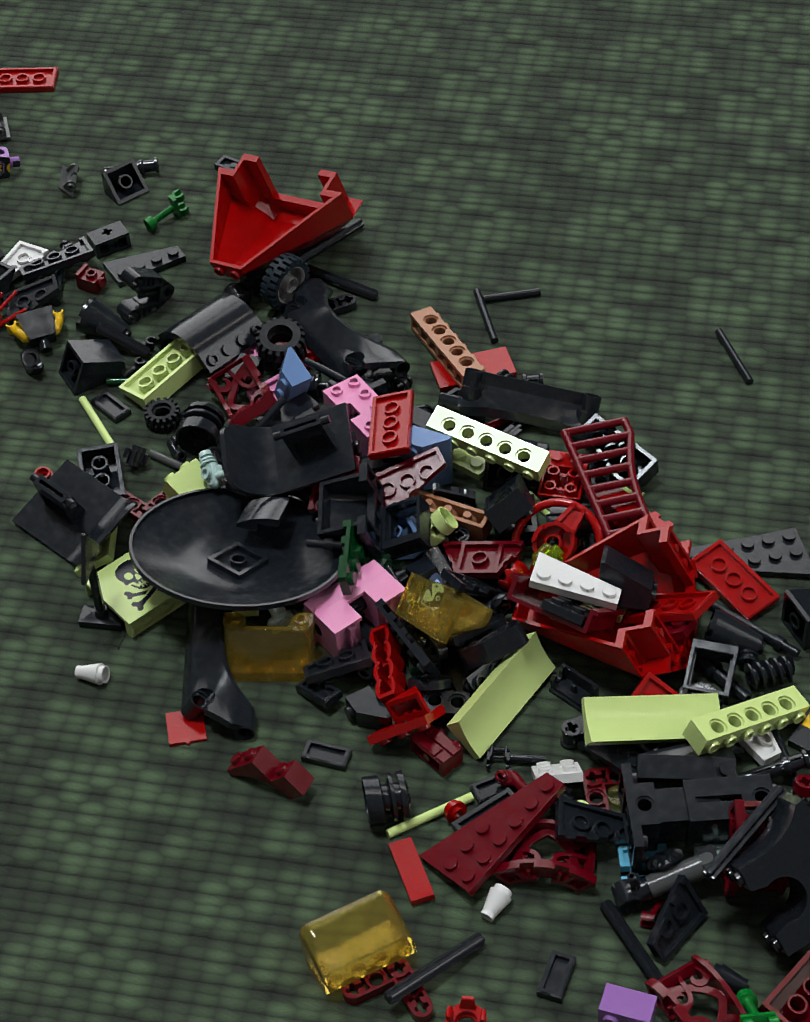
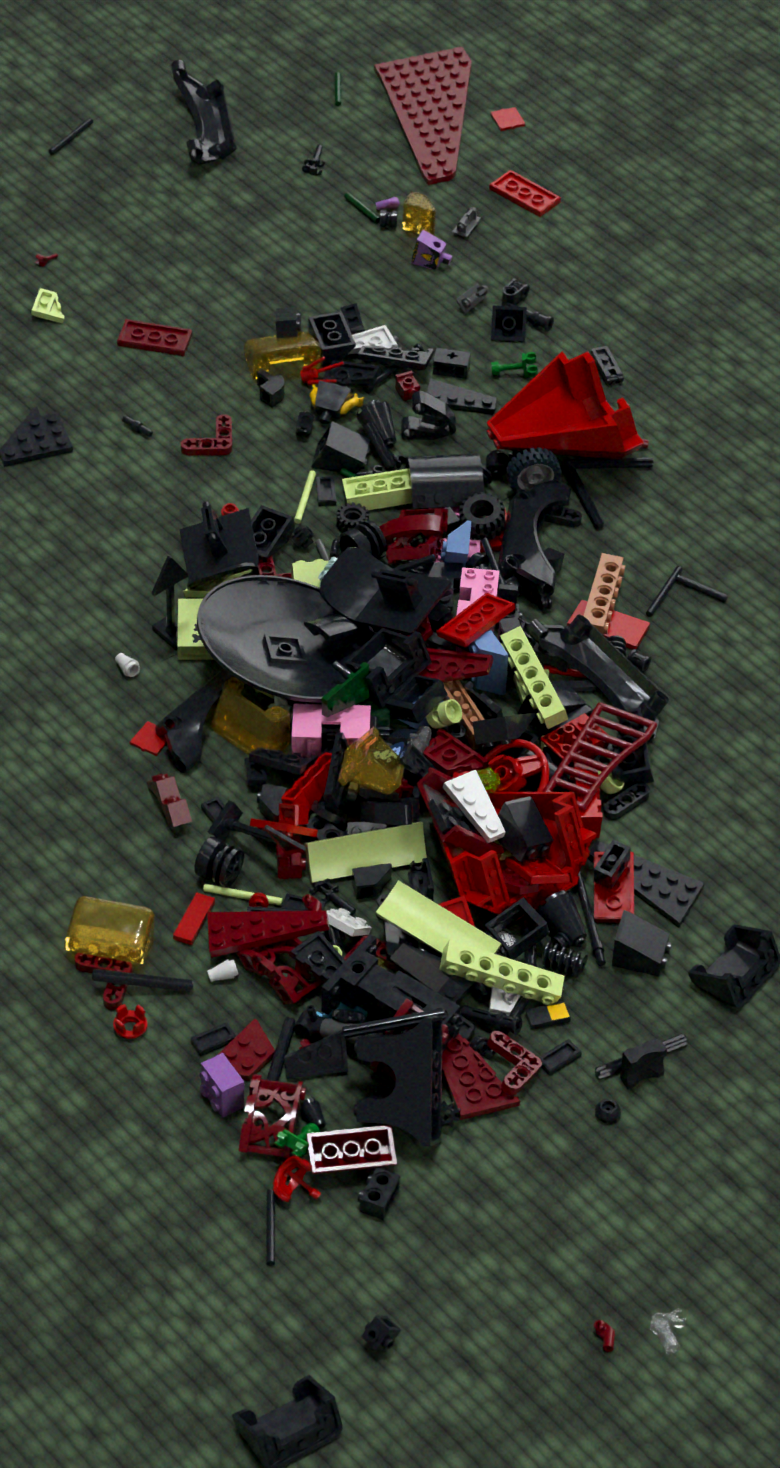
camera: 35 degrees right, 0 degrees up
(100, 157) = (514, 292): none -> black piece
(234, 383) = (410, 525): none -> dark red slope
(350, 755) = (228, 821): none -> black piece
(528, 720) = (370, 880): none -> black slope
(598, 962) = (249, 1050): none -> dark red wing
(652, 495) = (623, 808): none -> black beam
(724, 559) = (612, 864): none -> black brick

